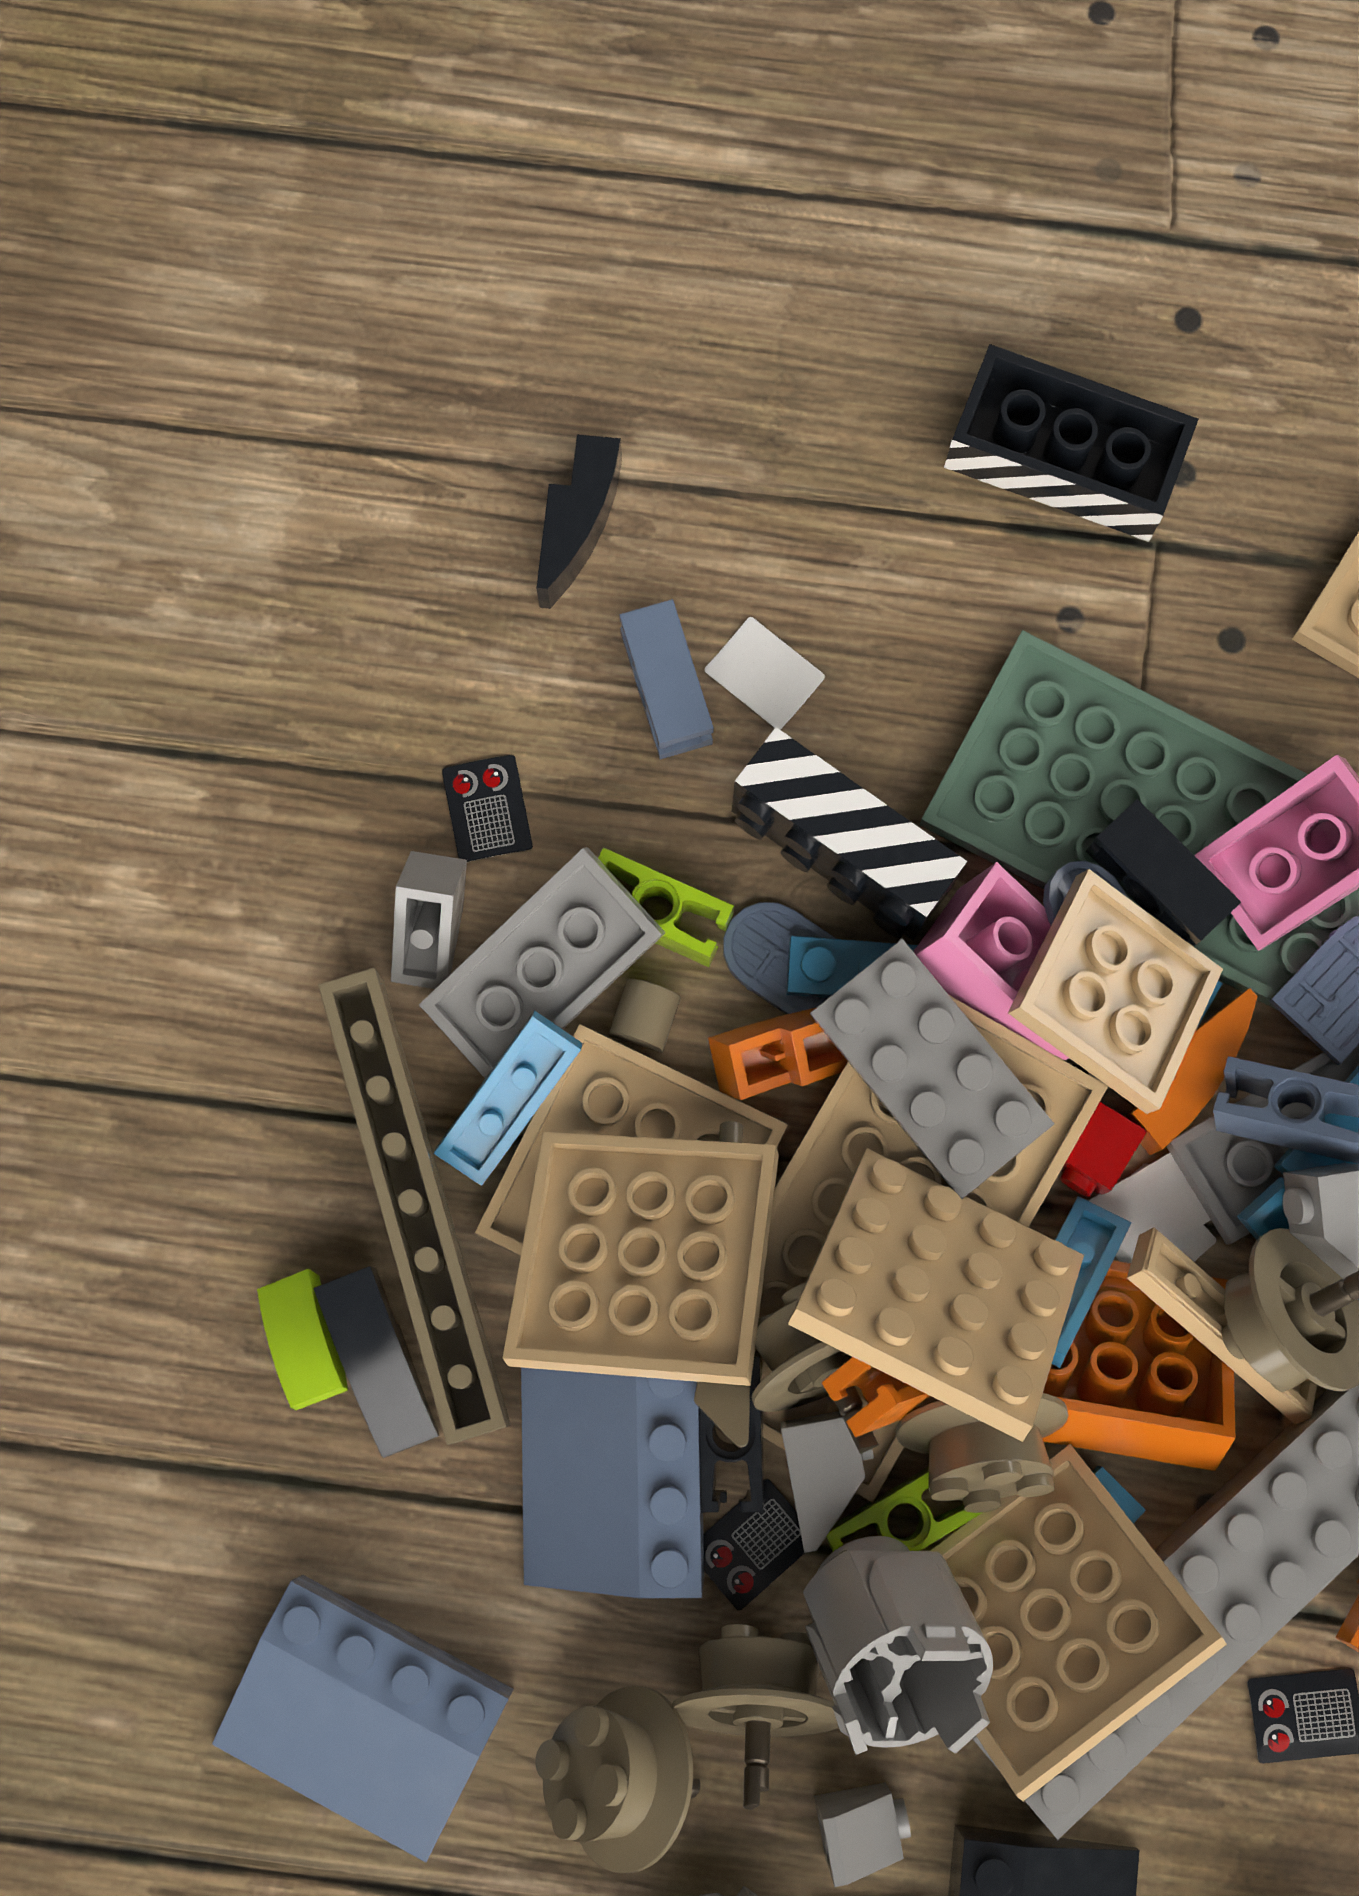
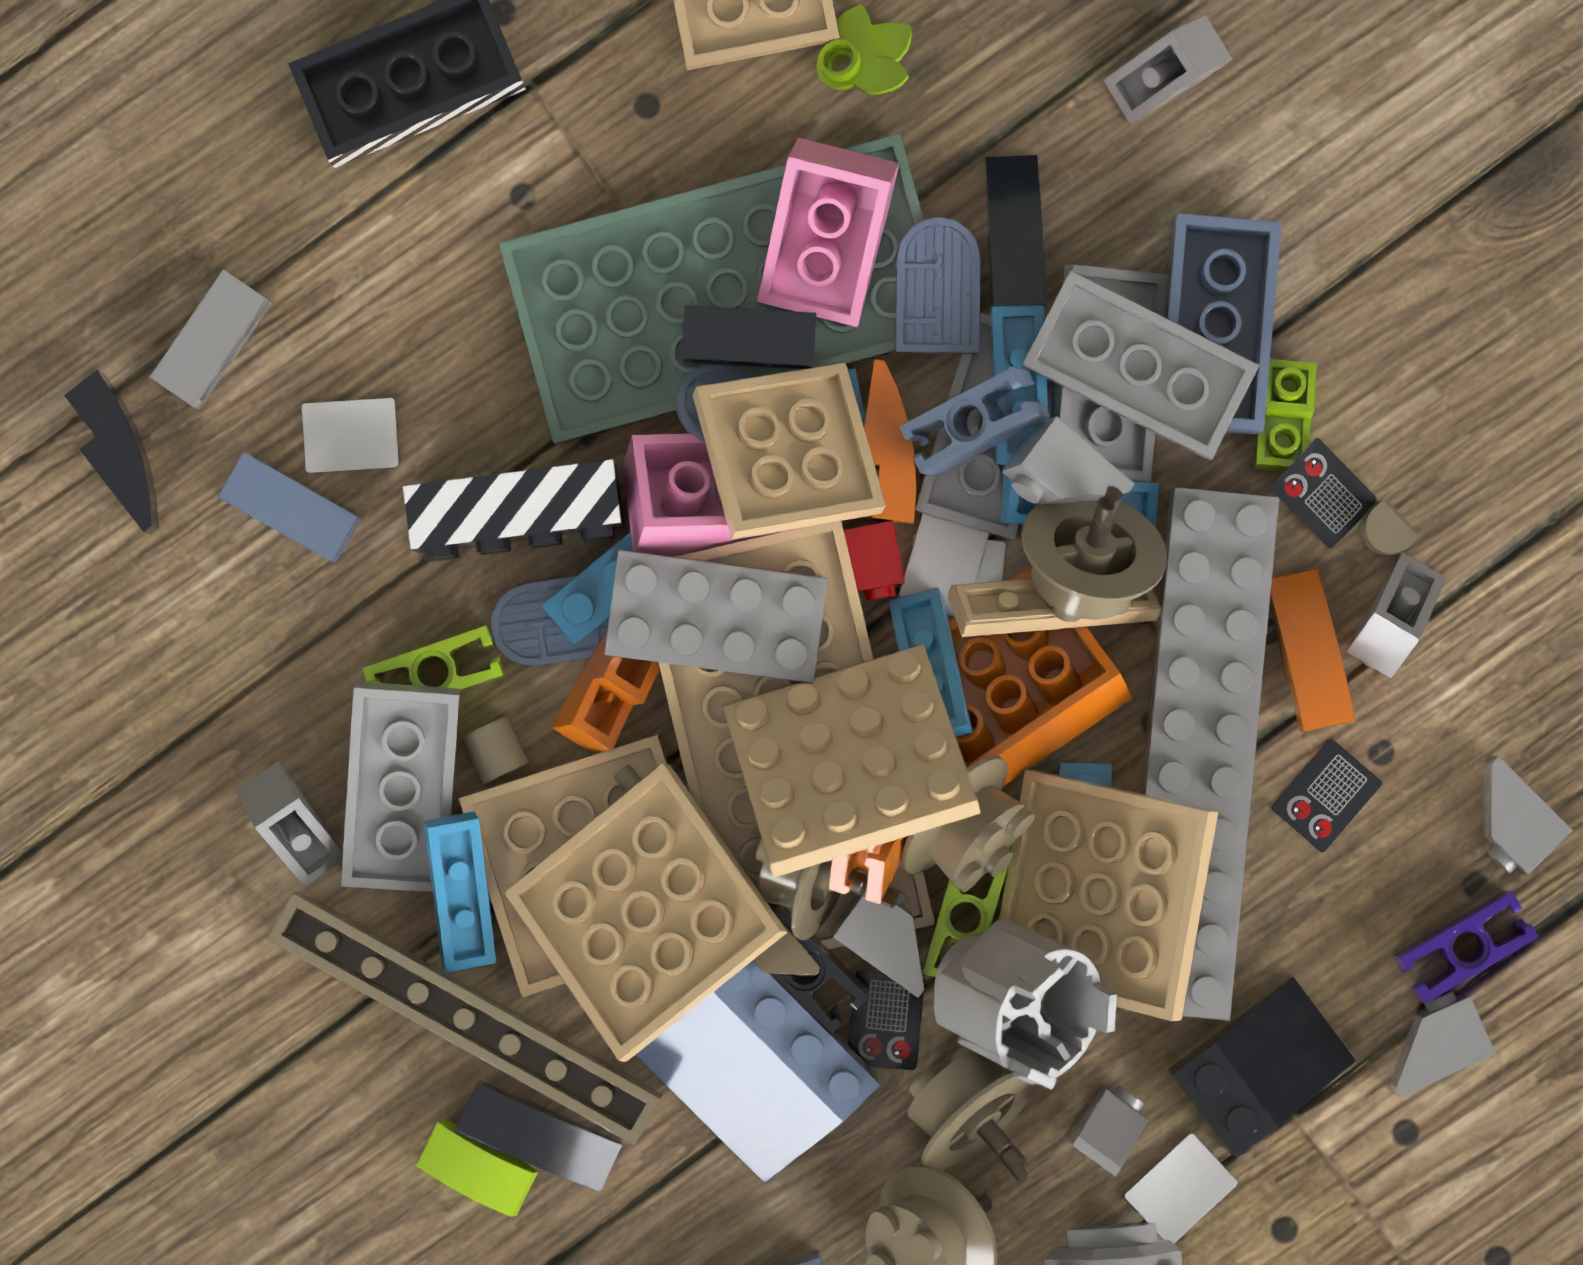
camera: 45 degrees left, 10 degrees up
(487, 808) = (253, 709): black sticker -> none
(728, 501) = (211, 340): none -> light grey piece

